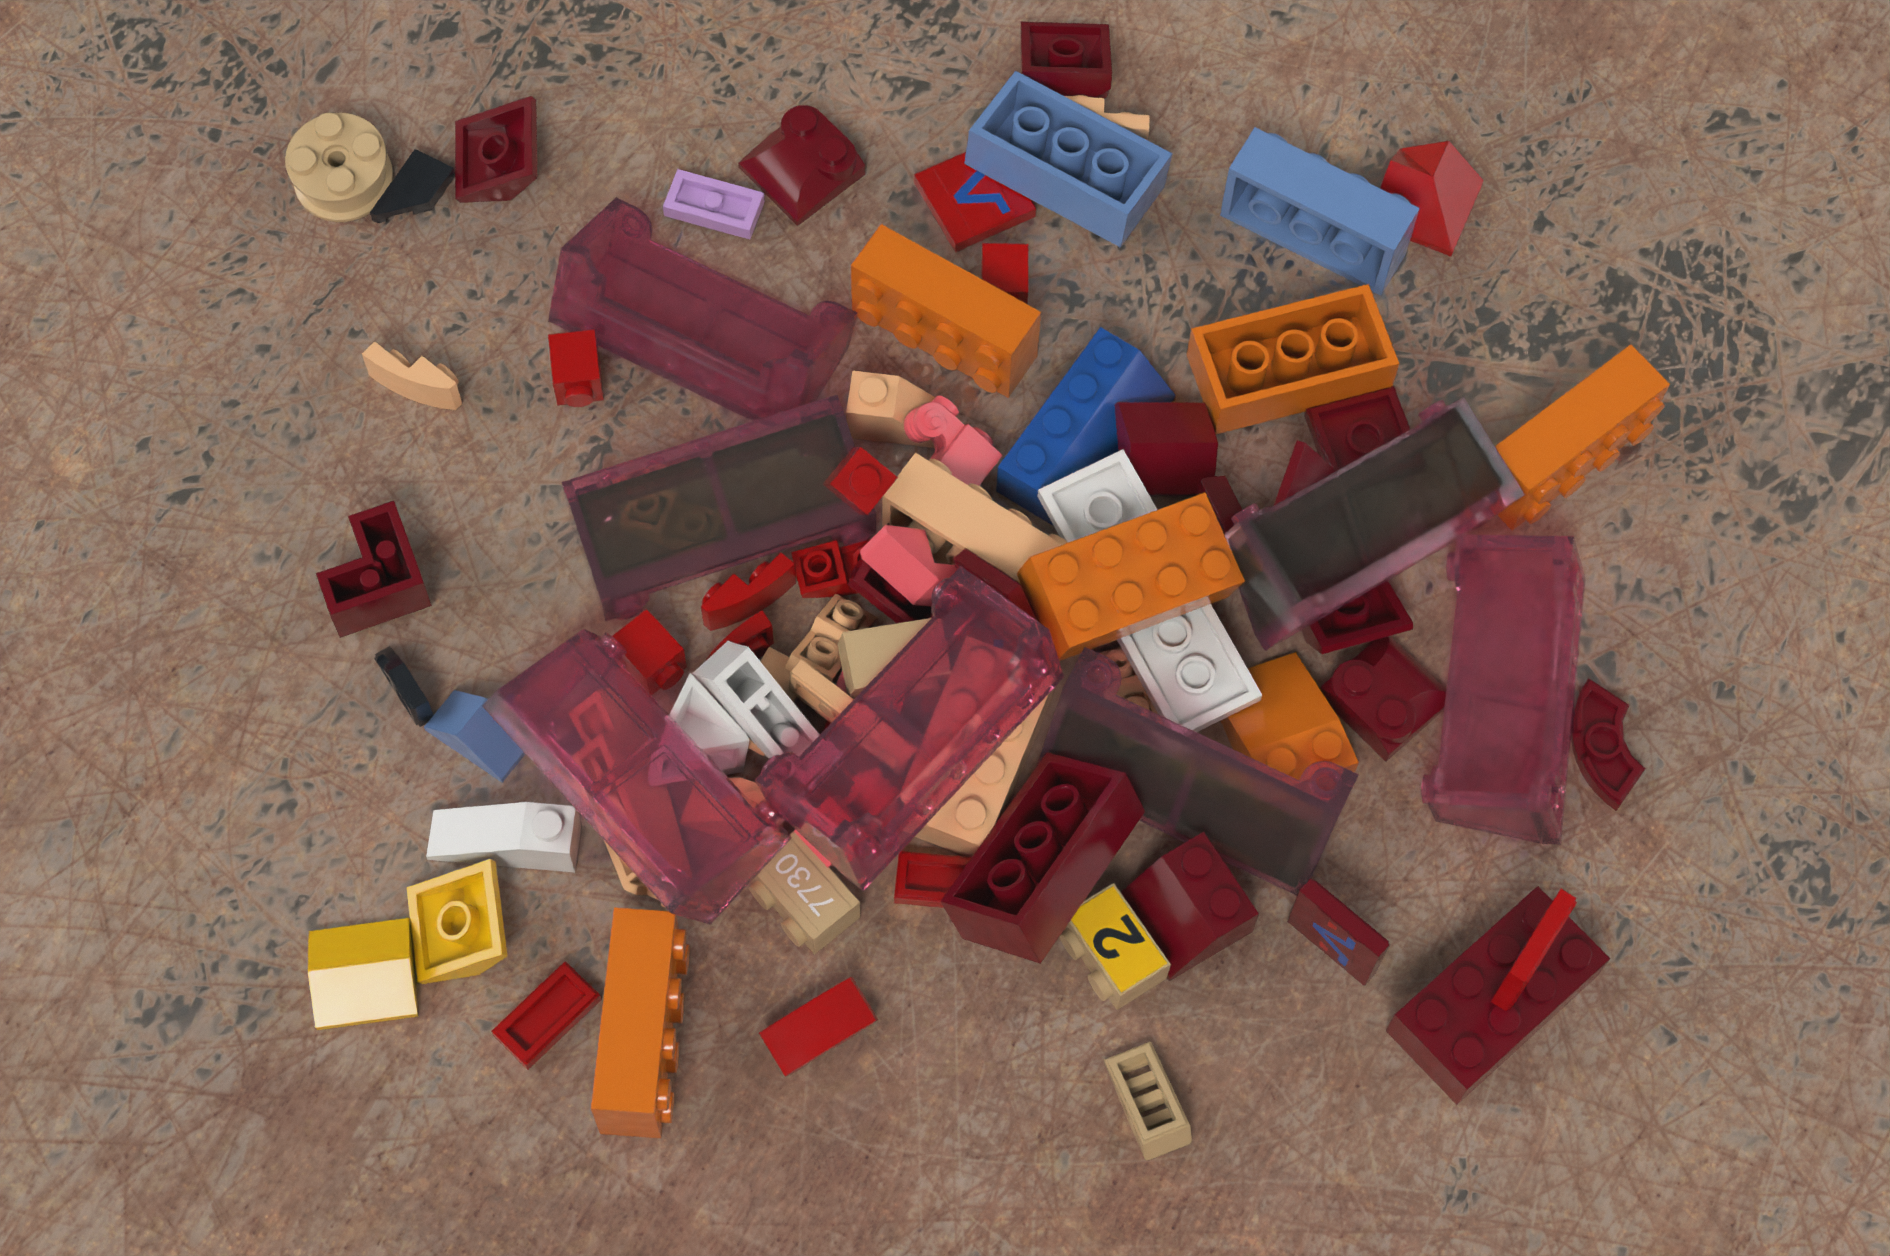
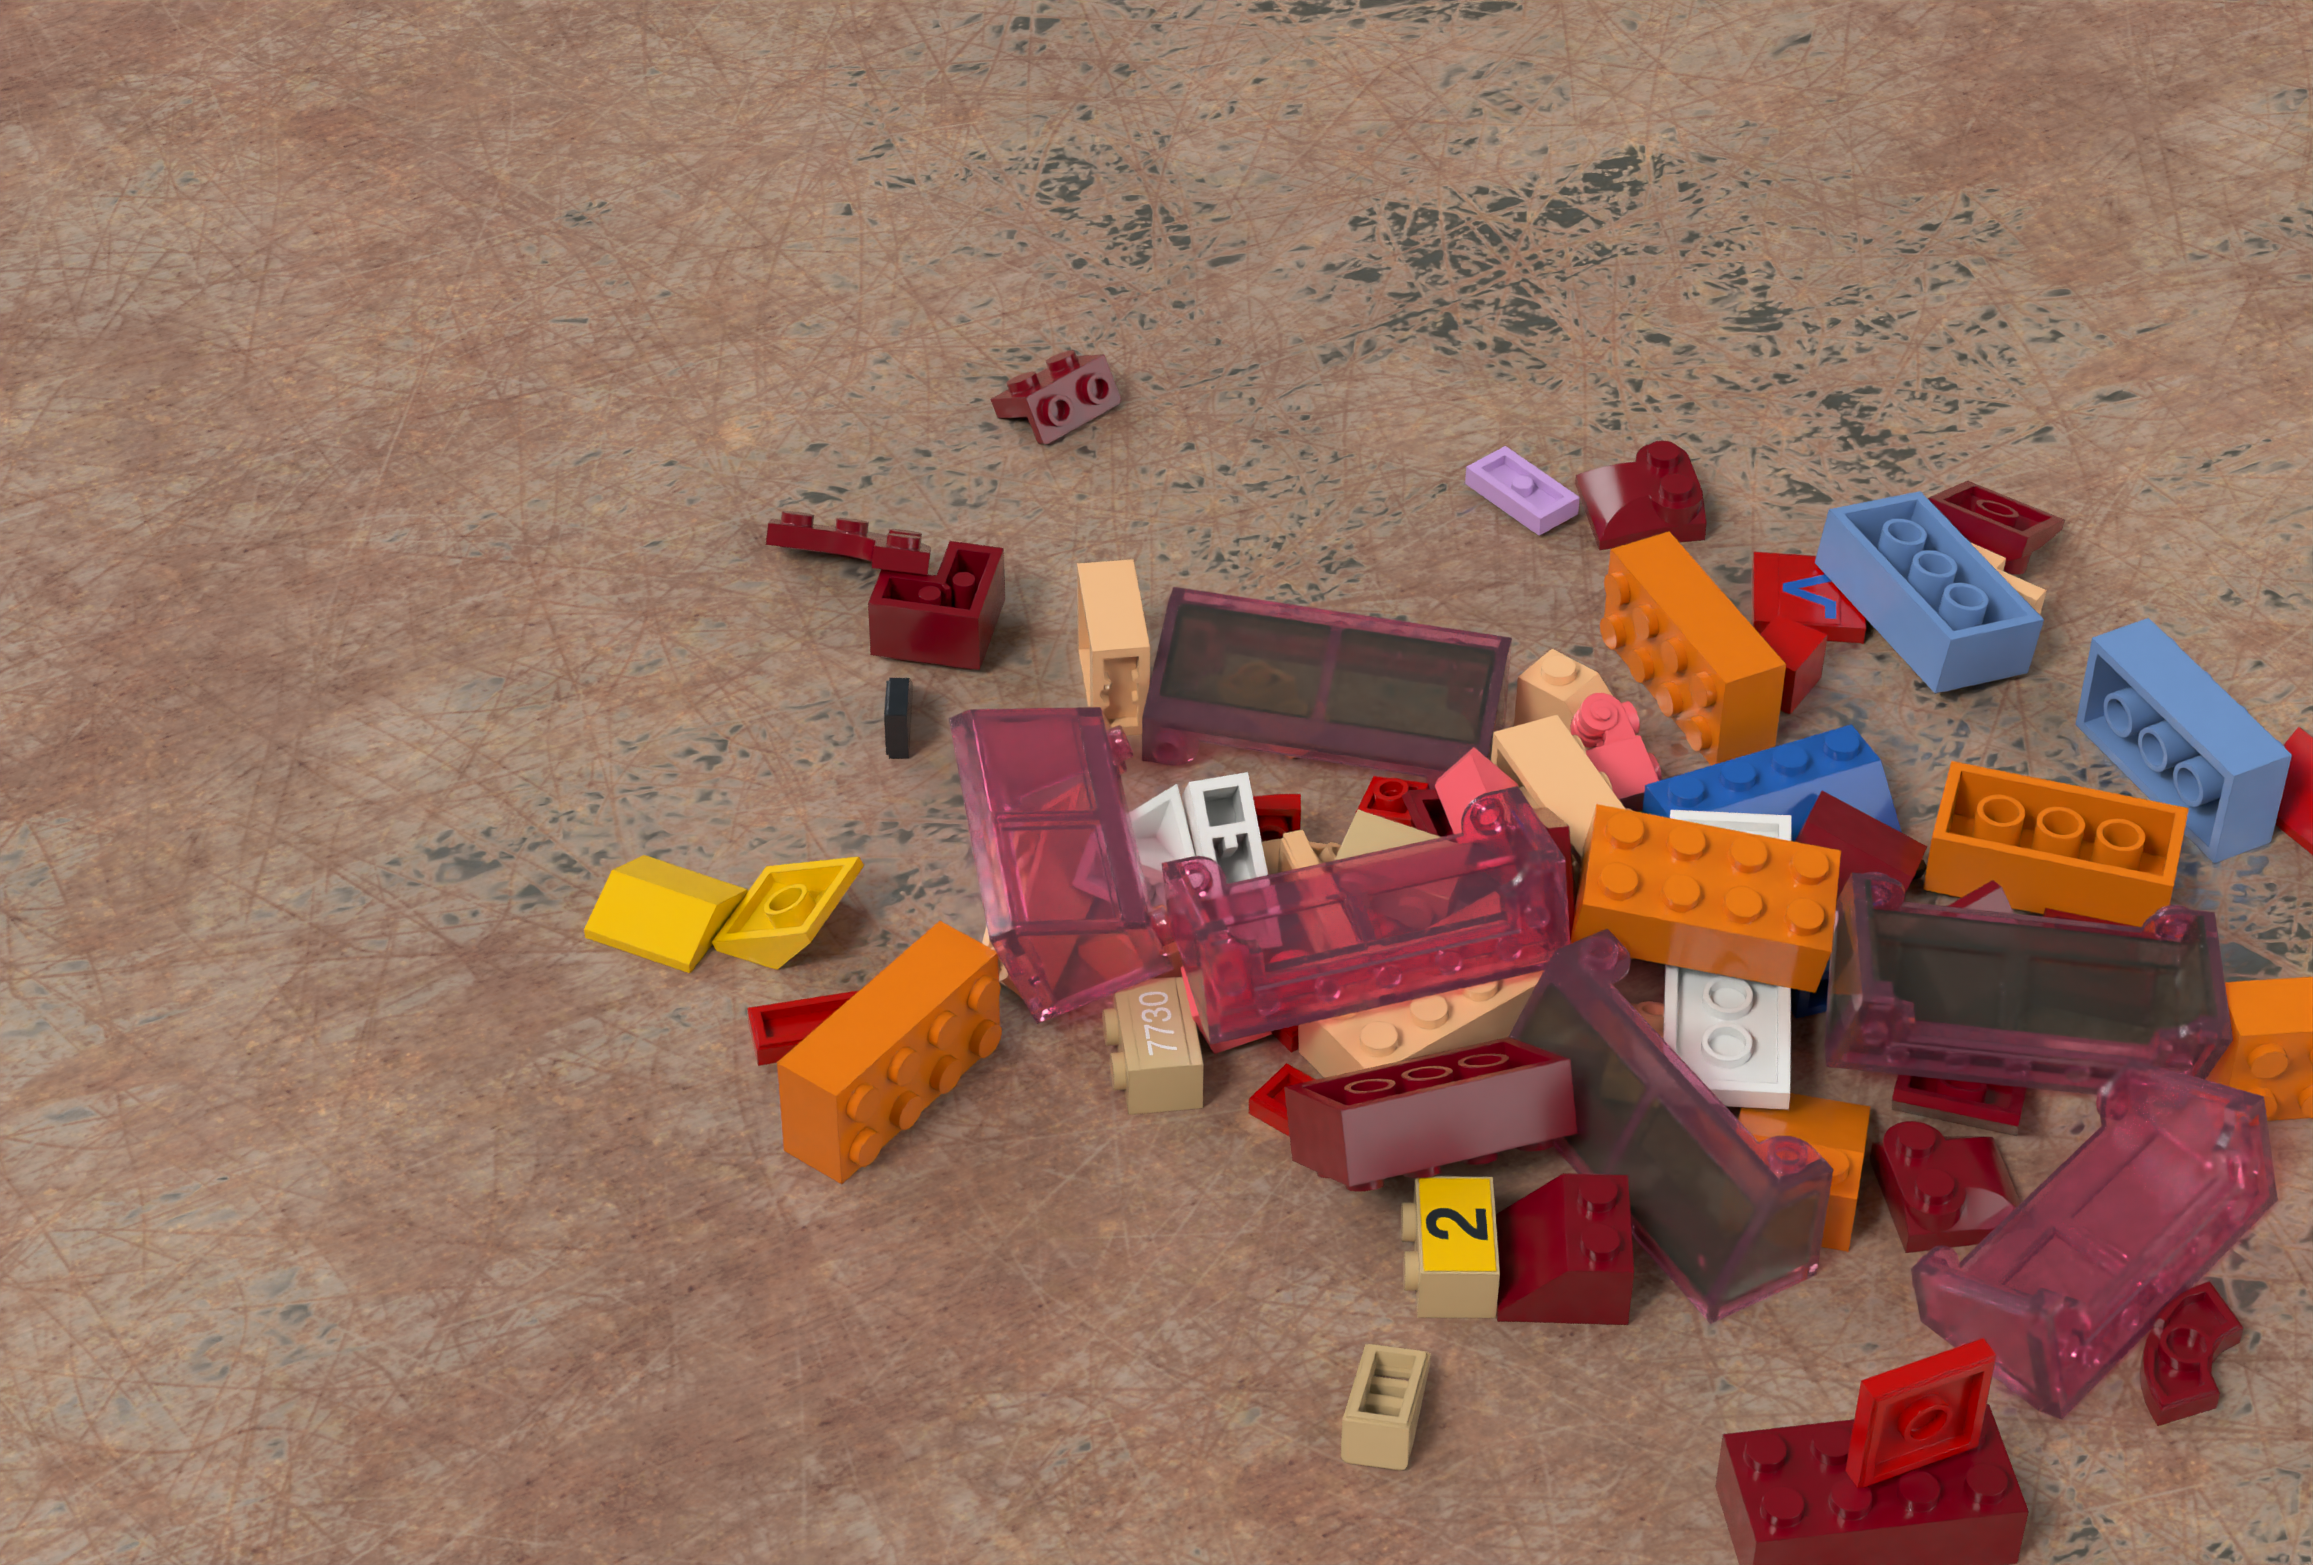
camera: 35 degrees right, 25 degrees down
(299, 537) = (850, 537): none -> dark red plate
(302, 293) = (1060, 396): none -> dark red bracket
(338, 166) = (1172, 318): tan wheel -> none
(414, 187) = (1233, 367): black tile -> none
(420, 382) = (1109, 493): light nougat slope -> none
(475, 734) = (933, 784): medium blue slope -> none
(496, 152) = (1332, 370): dark red slope -> none
(510, 834) = (907, 868): white slope -> none
(534, 544) = (1113, 642): none -> light nougat window
(575, 368) = (1275, 549): red brick -> none
(652, 653) = (1154, 771): red brick -> none
(694, 320) = (1398, 547): clear pink windscreen -> none
(737, 601) = (1326, 790): red slope -> none
(818, 1026) = (1088, 1155): red slope -> none
(860, 480) = (1476, 709): red brick -> none
(1338, 931) = (1716, 1338): dark red tile -> none

